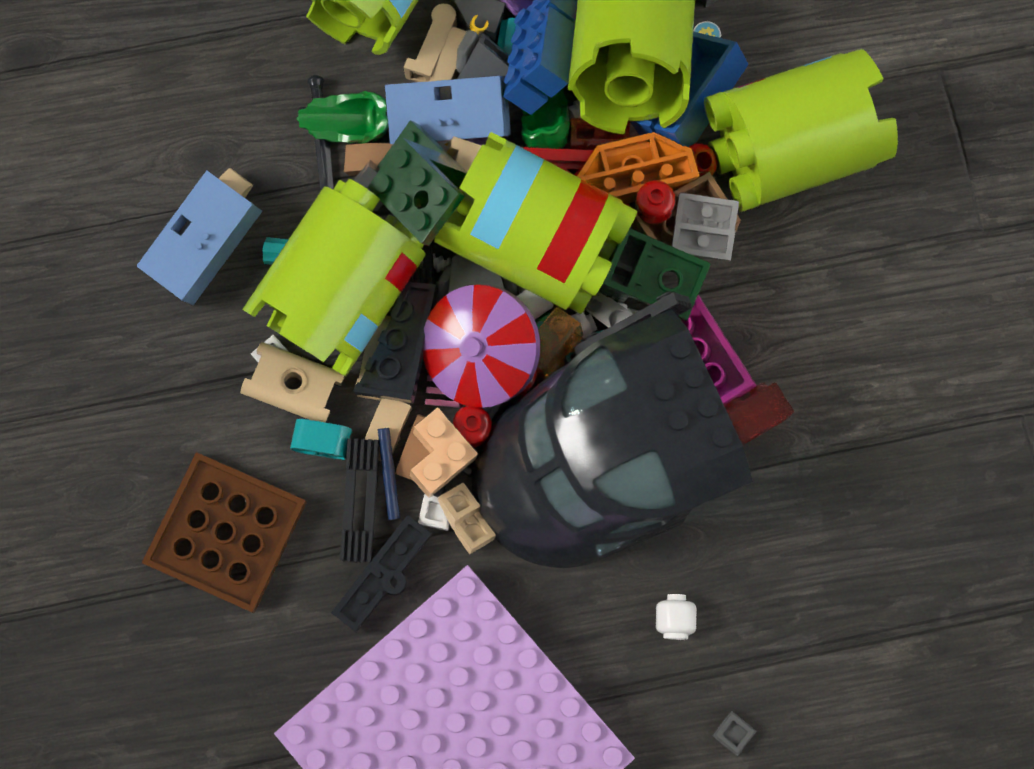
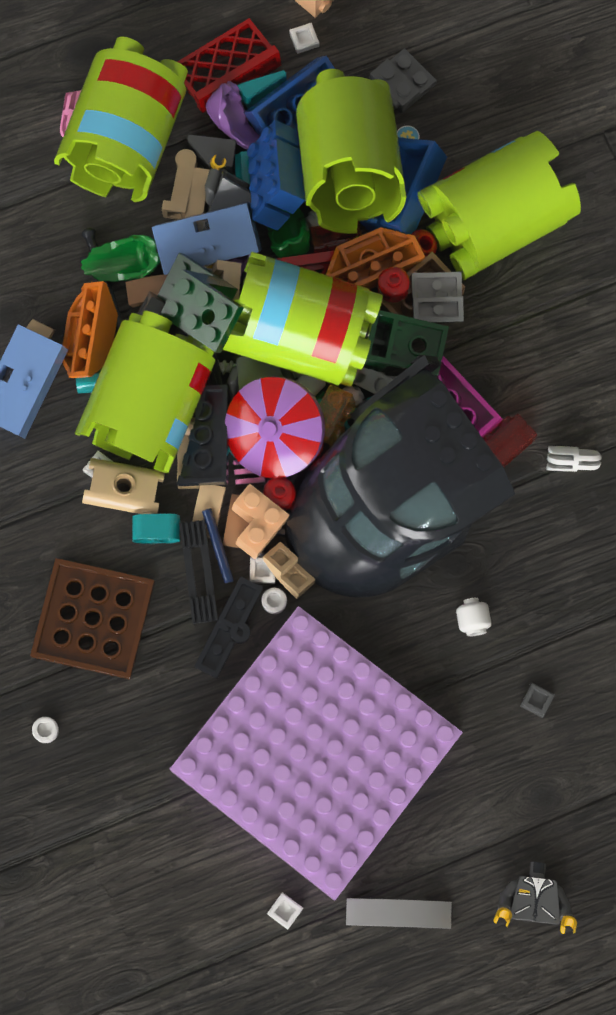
camera: 15 degrees left, 0 degrees up
(142, 654) = (45, 729): none -> white tile
(290, 191) = (89, 330): none -> orange wedge
(442, 551) = (274, 600): none -> white tile
(831, 448) = (572, 459): none -> white arm

